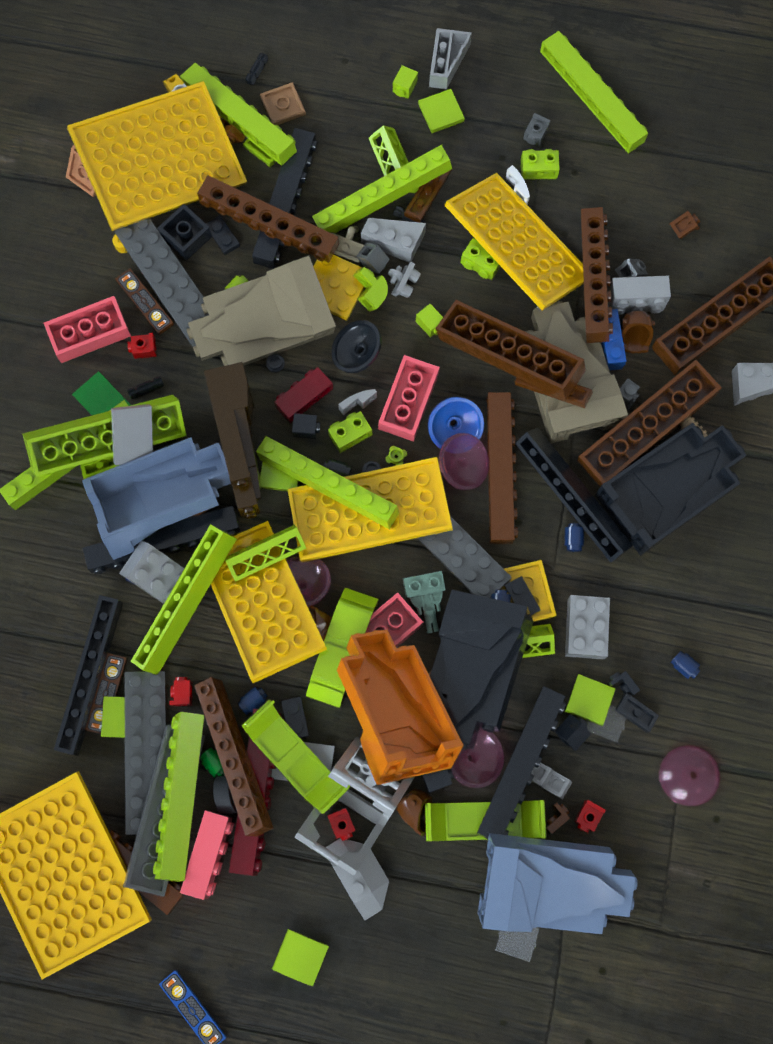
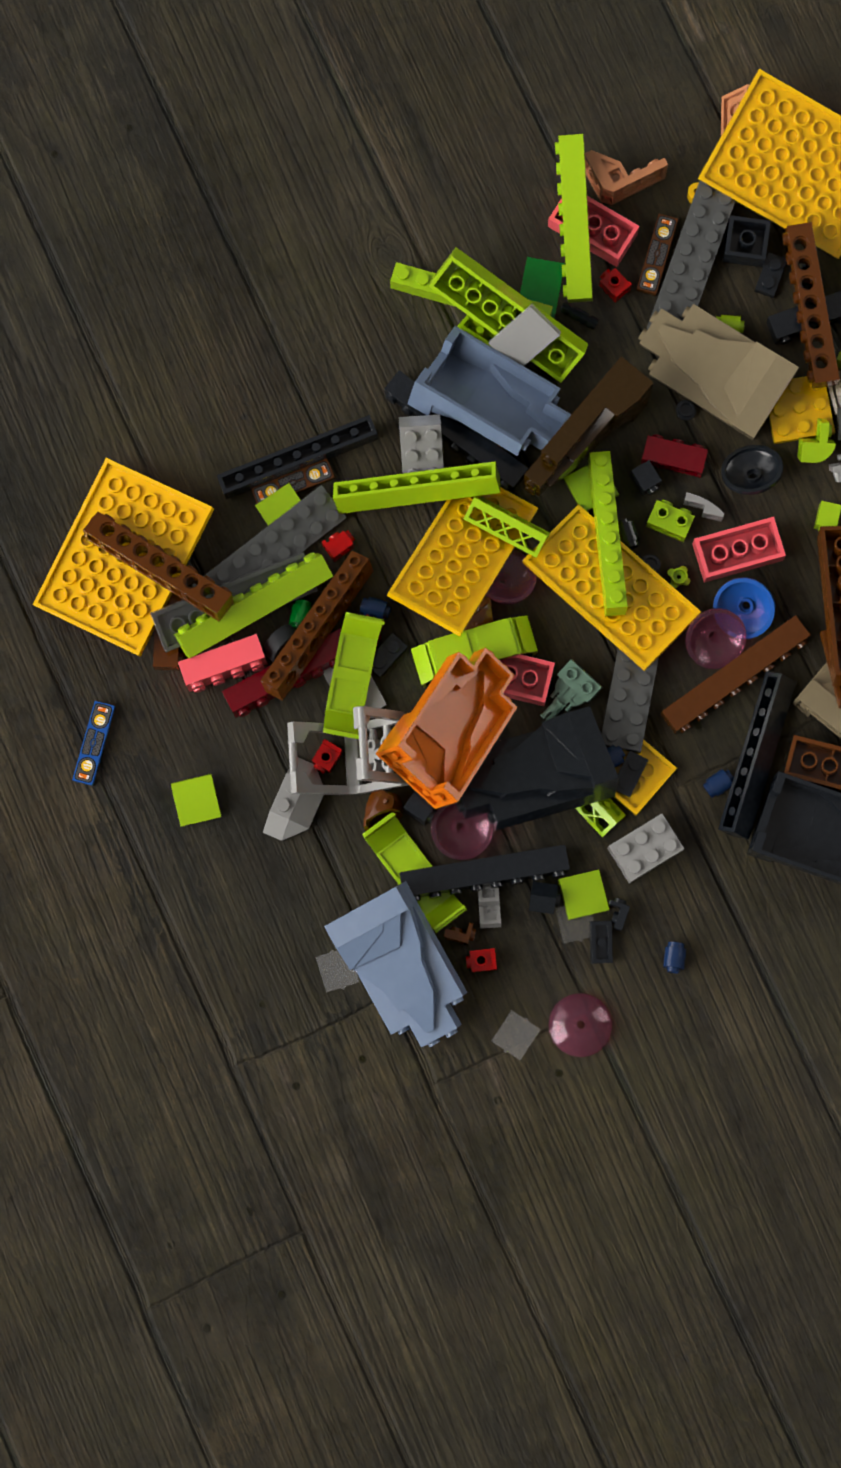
camera: 60 degrees right, 5 degrees up
(20, 875) = (214, 607): none -> reddish brown brick
(54, 296) = (612, 181): none -> nougat bracket
(71, 334) = (575, 218): none -> lime brick
(664, 832) = (515, 1035): none -> clear piece

